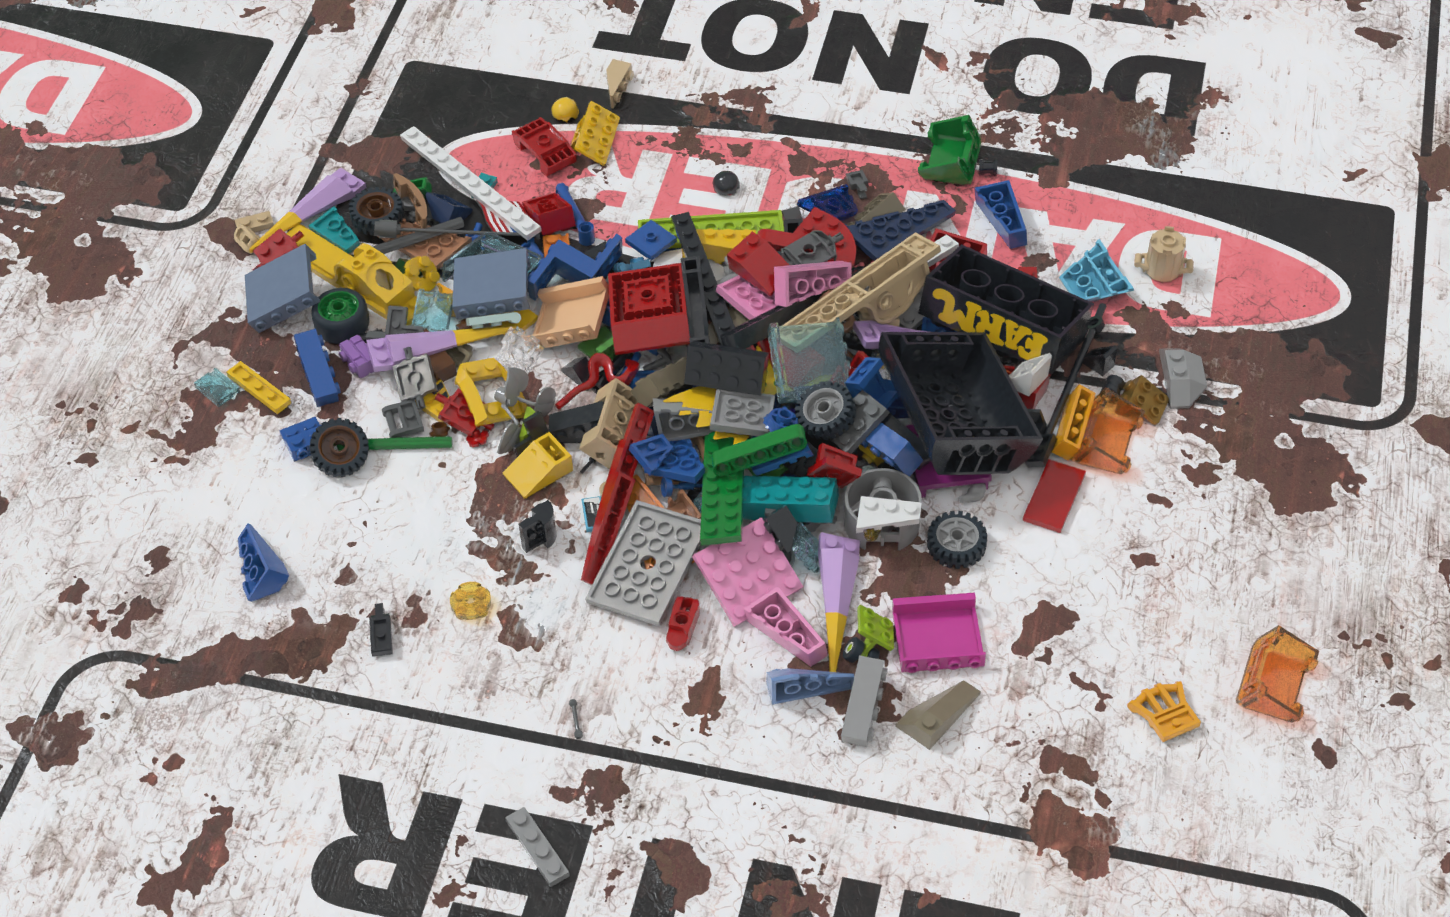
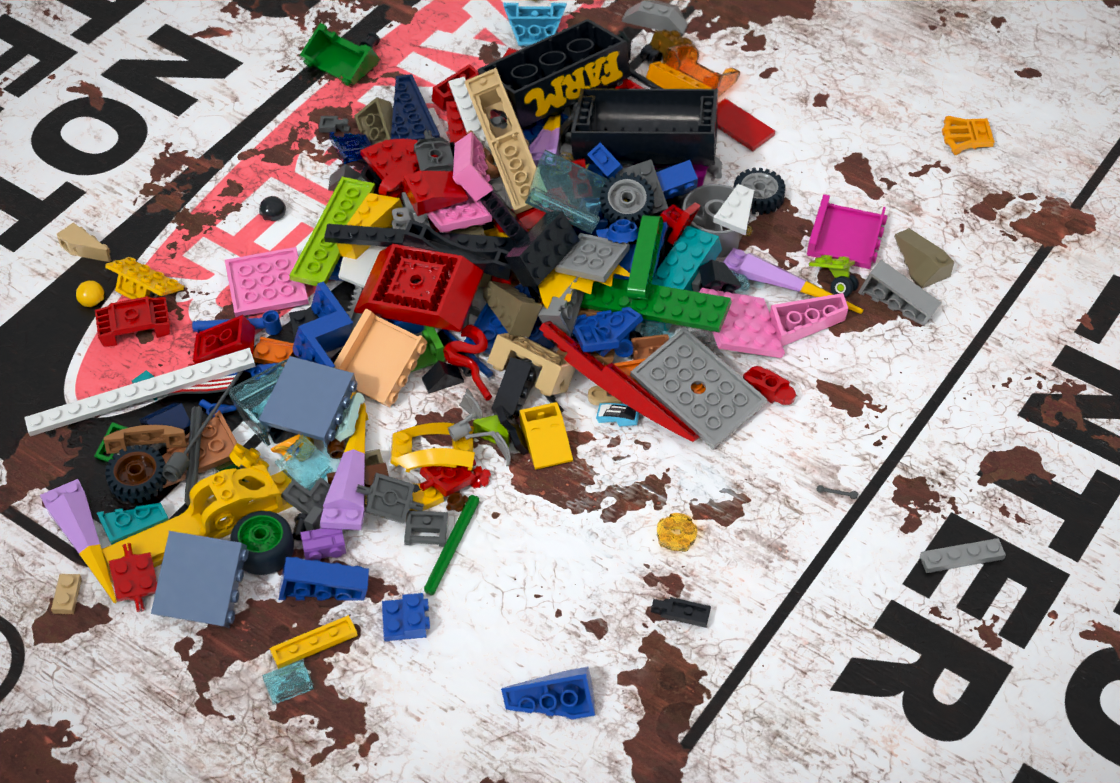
camera: 70 degrees left, 0 degrees up
(243, 235) = (83, 606): tan plate -> none
(344, 461) = (444, 584): wheel -> none
(519, 350) = (398, 410): clear plate -> none
(539, 528) = (623, 450): black brick -> none
(623, 207) = (264, 283): none -> bright pink plate
(635, 263) = (345, 292): dark azure plate -> none
(651, 240) = (326, 269): blue plate -> none
(797, 684) = (864, 330): medium blue wedge -> none
(1001, 209) = (432, 48): blue wedge -> none
(1031, 374) = (629, 78): white slope -> none
(1276, 674) = (950, 69): clear orange windscreen -> none

